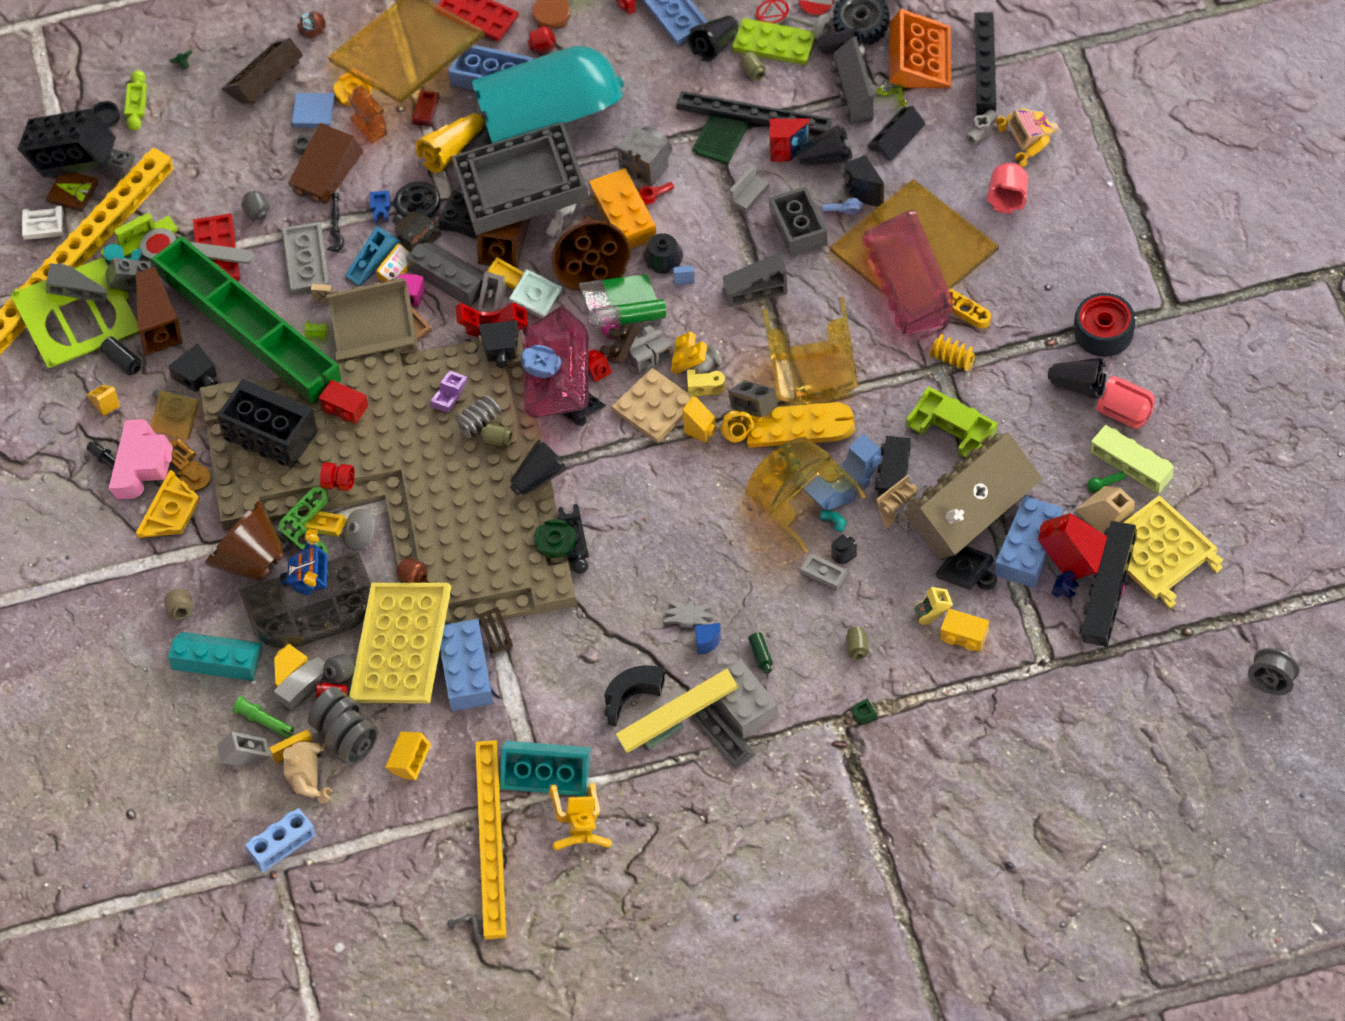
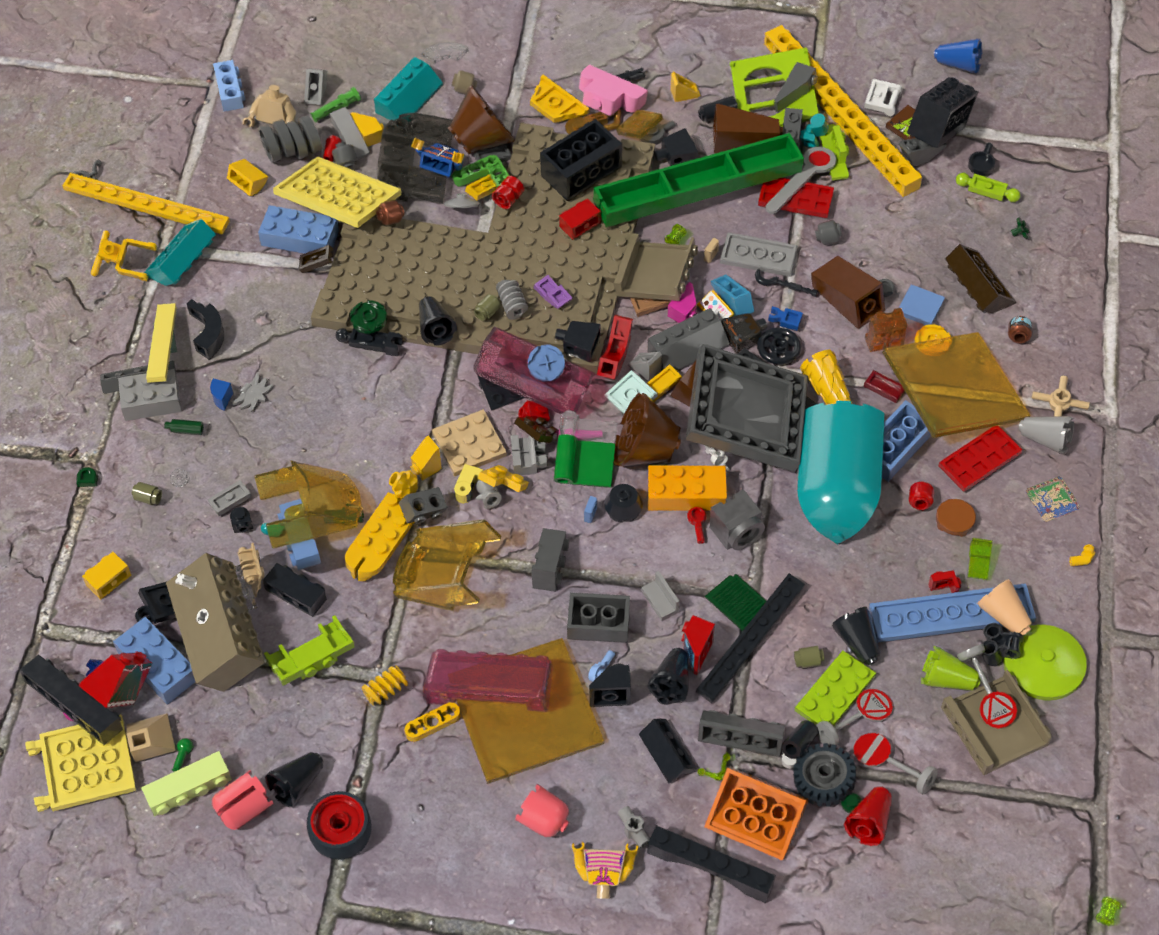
camera: 110 degrees right, 0 degrees up
(278, 749) = (300, 109): yellow tile -> none
(931, 607) = (138, 556): light yellow leg -> none

